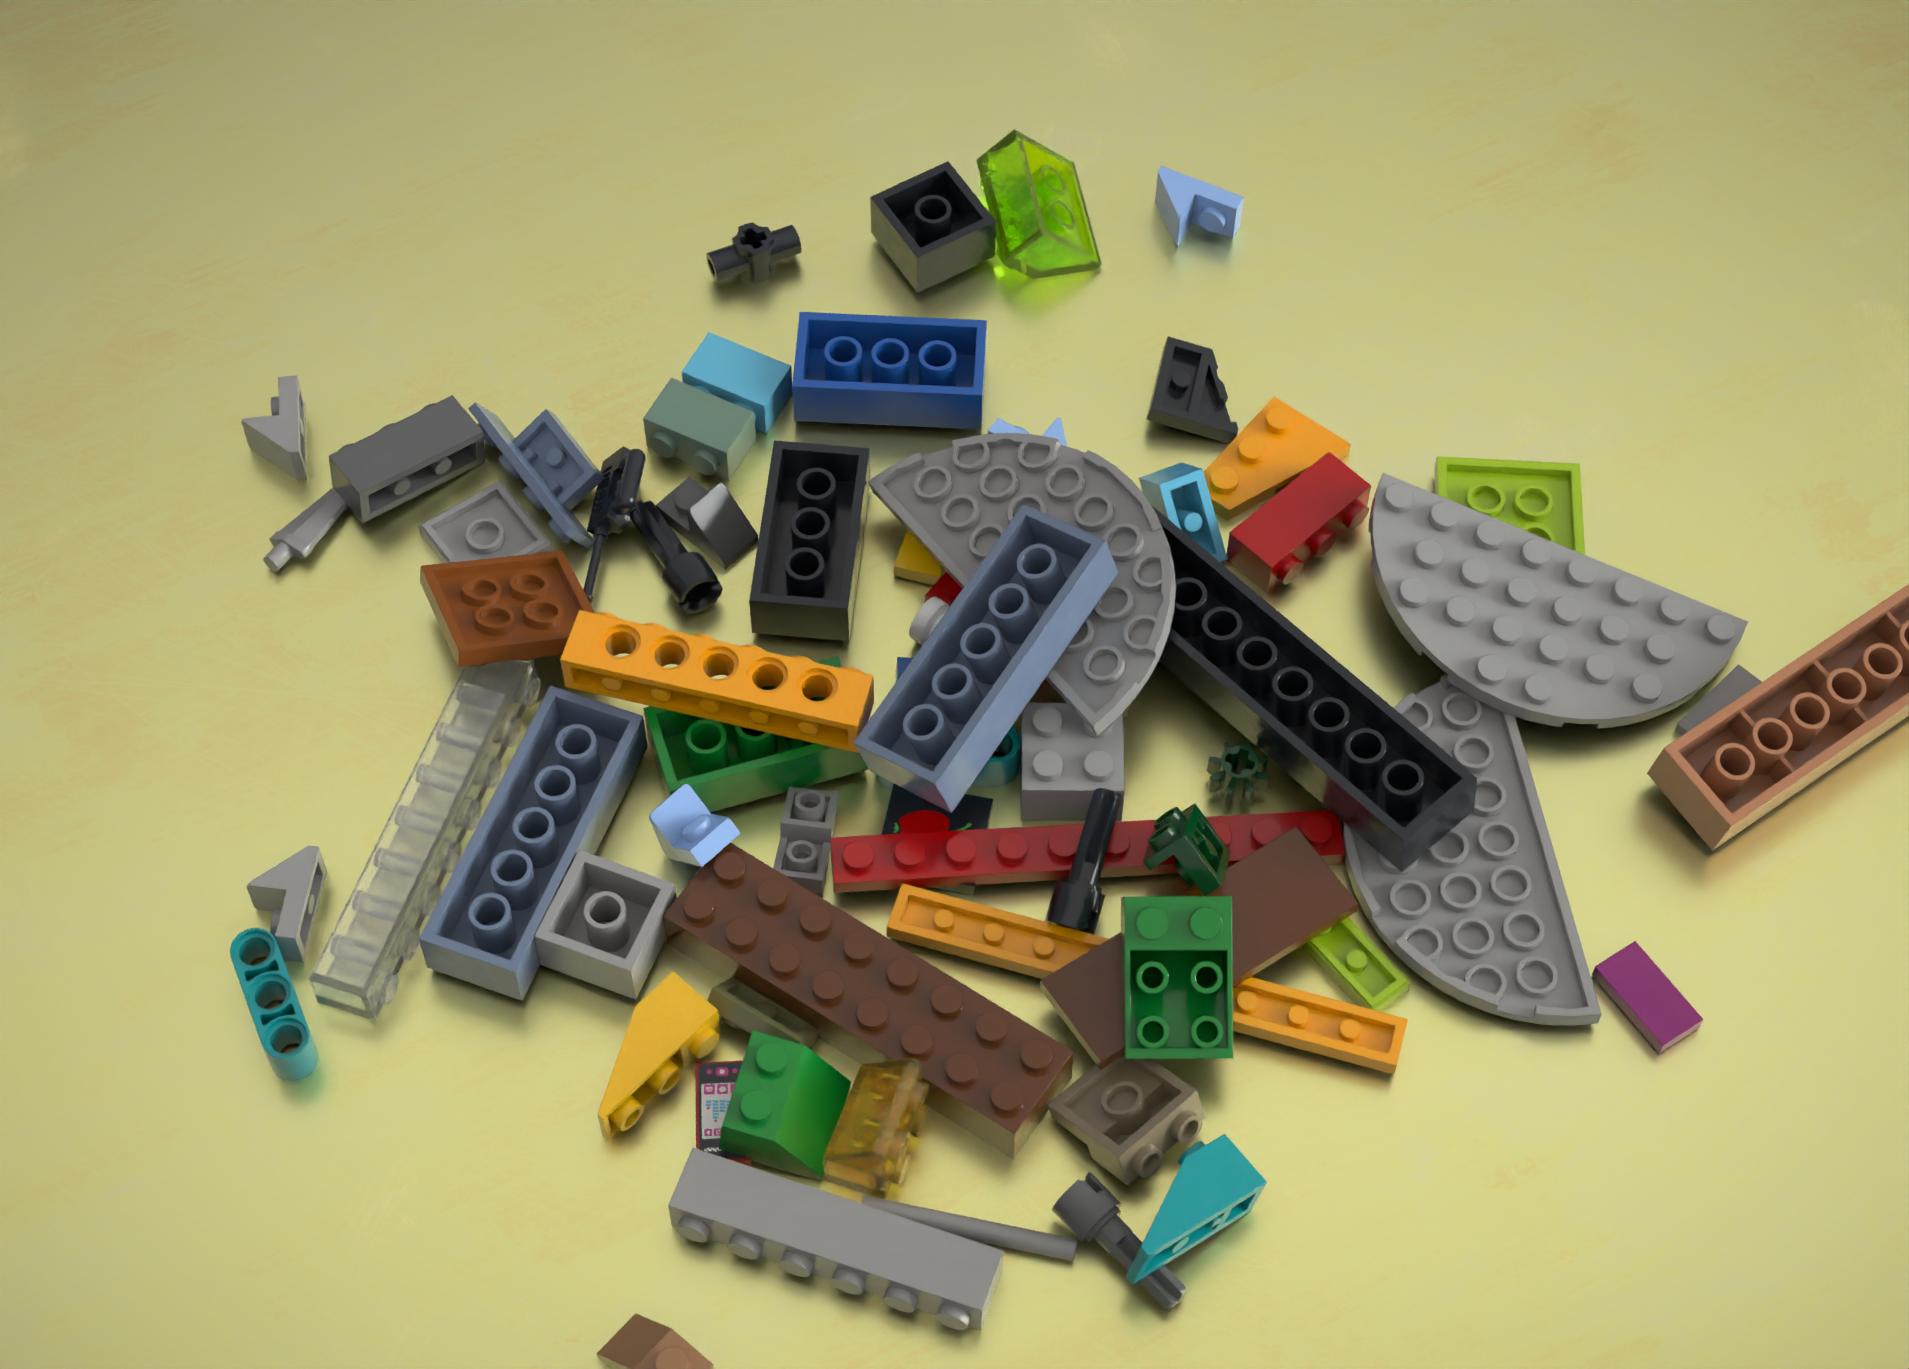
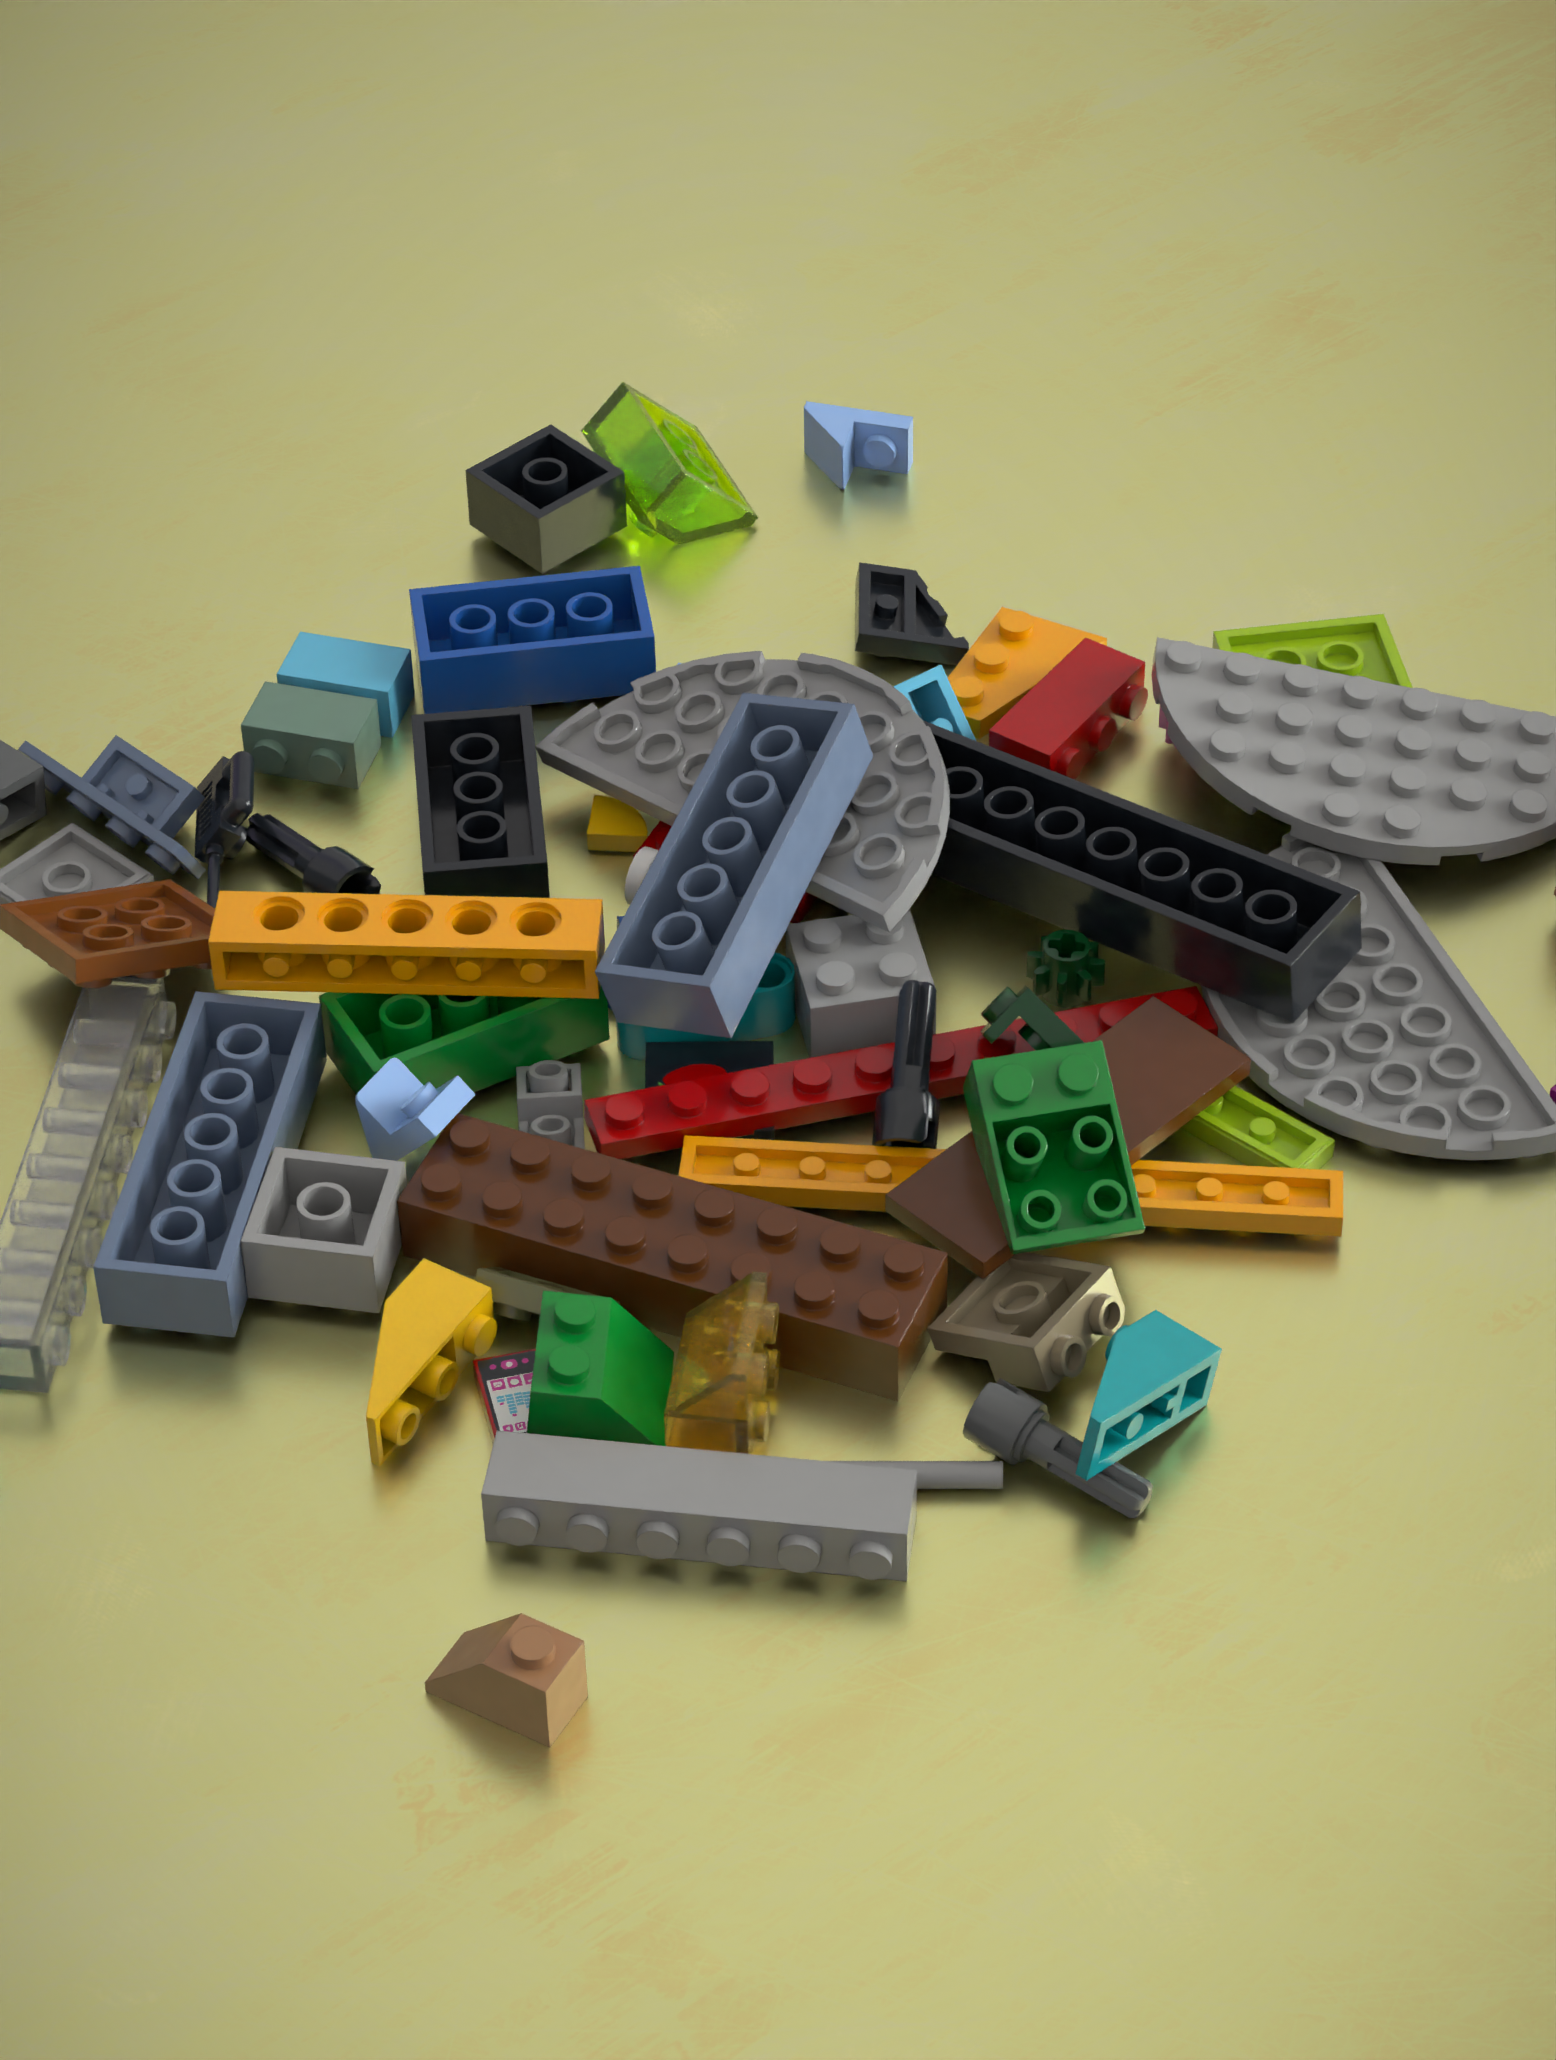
camera: 10 degrees left, 15 degrees down
(709, 520) = (349, 818): dark grey slope -> none
(753, 253) = (332, 558): black axle -> none

